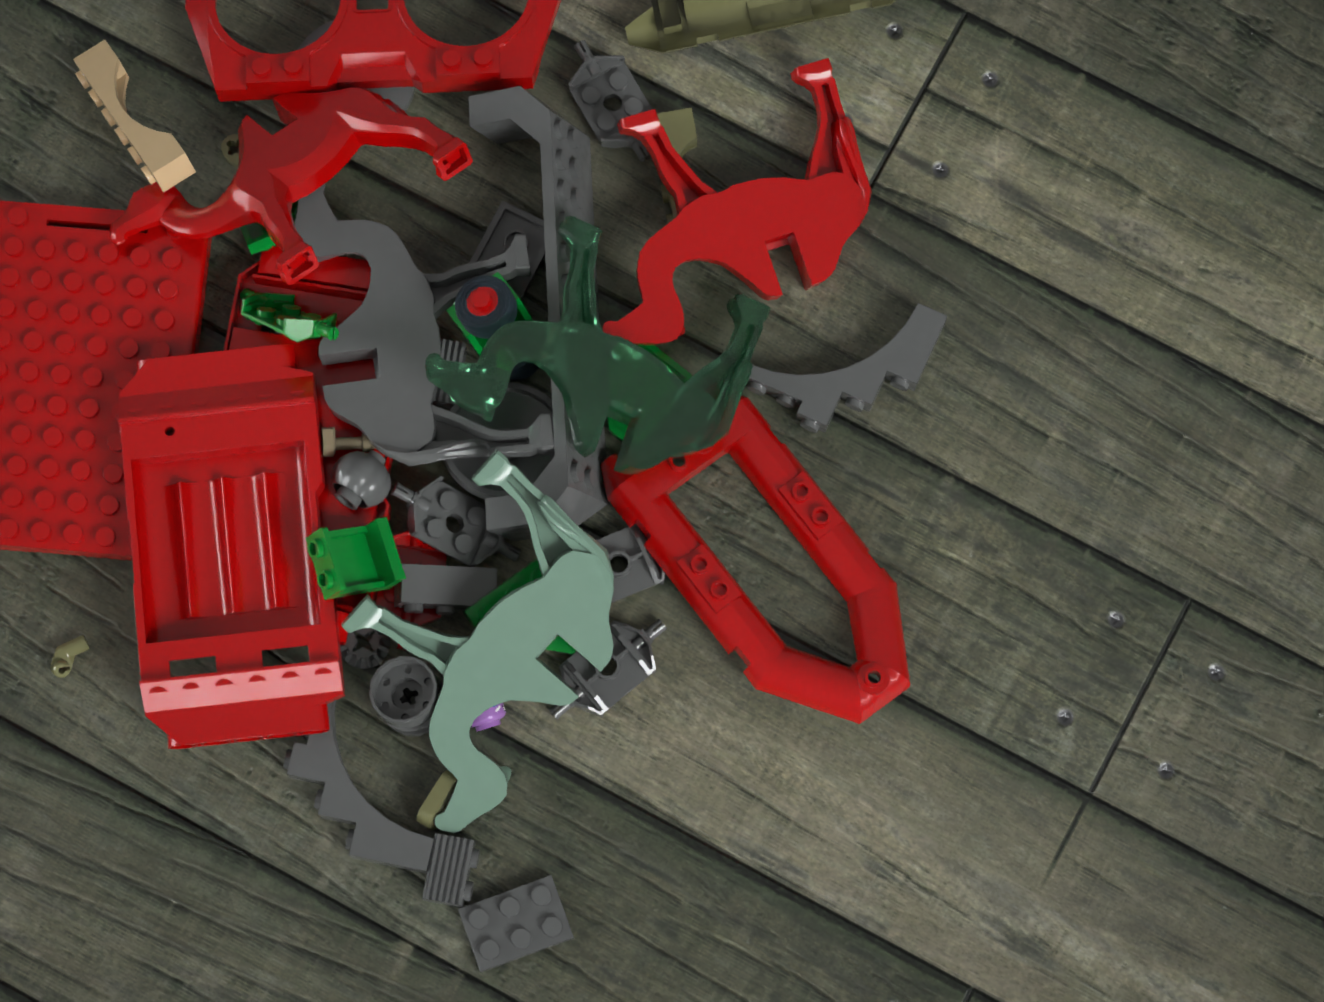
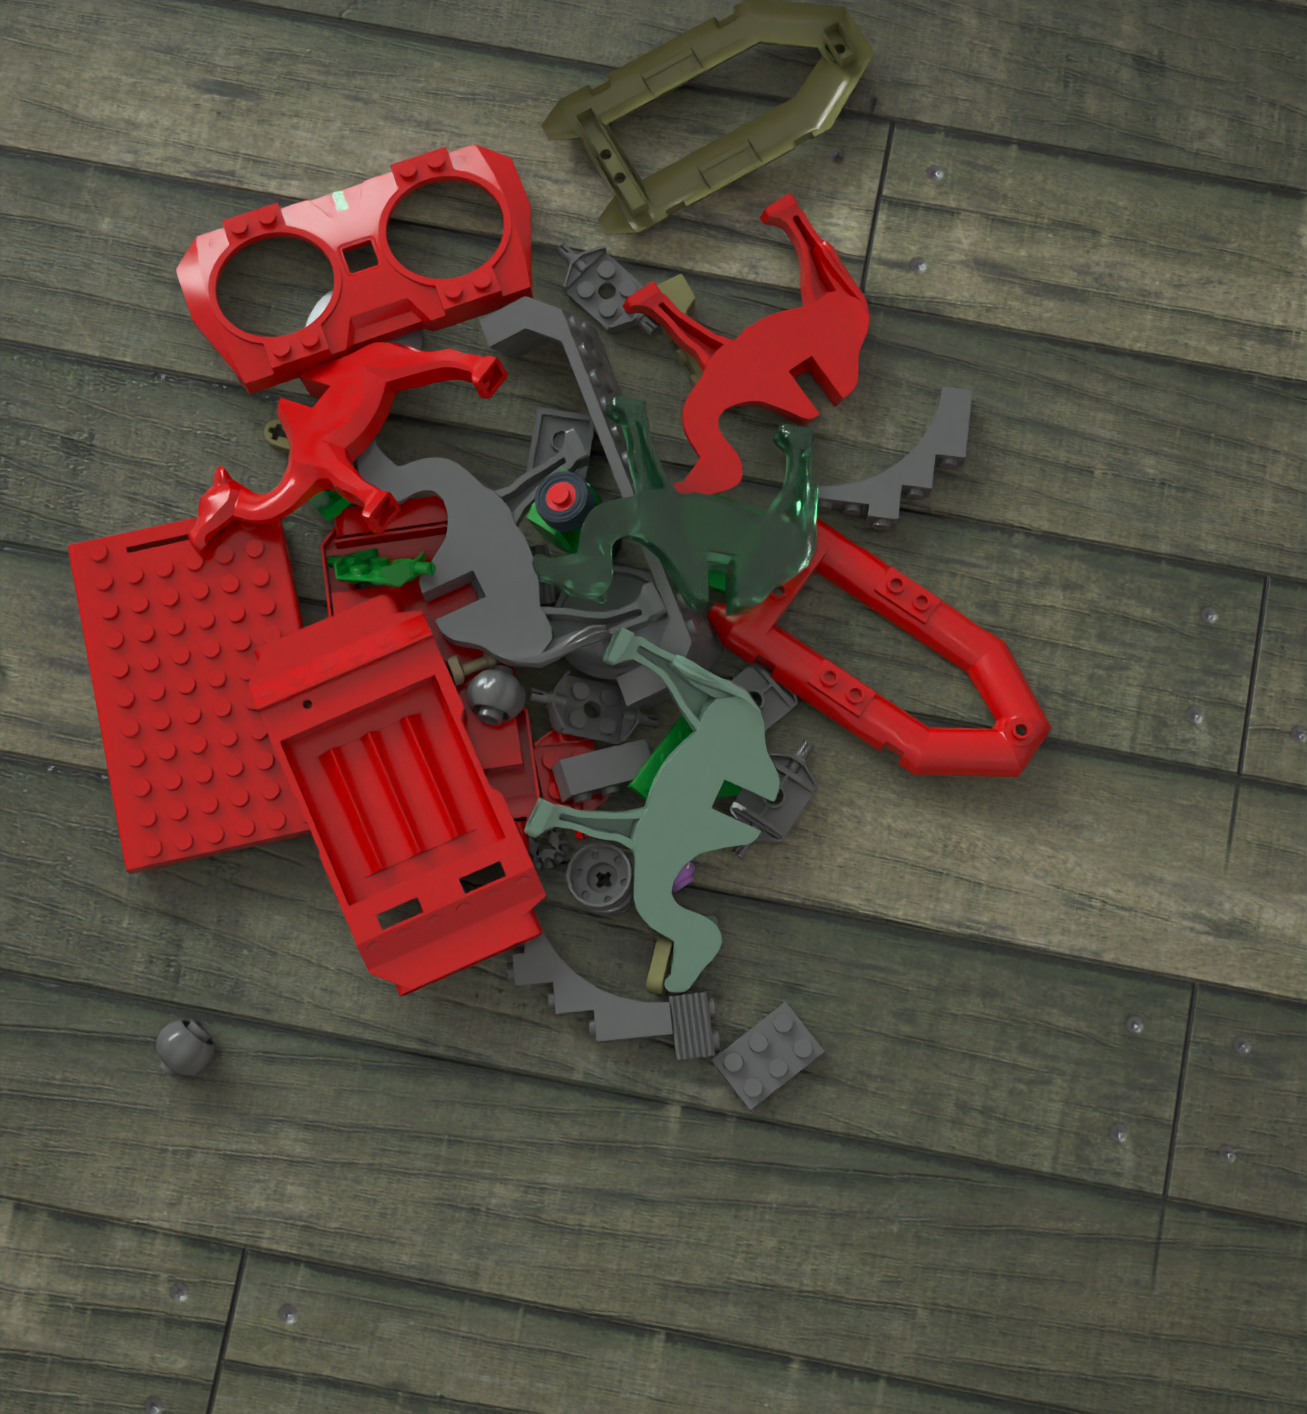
camera: 20 degrees left, 0 degrees up
(65, 655) = (272, 941): olive arm -> none
(159, 151) = (212, 453): tan arch -> none
(355, 559) = (517, 768): green panel -> none

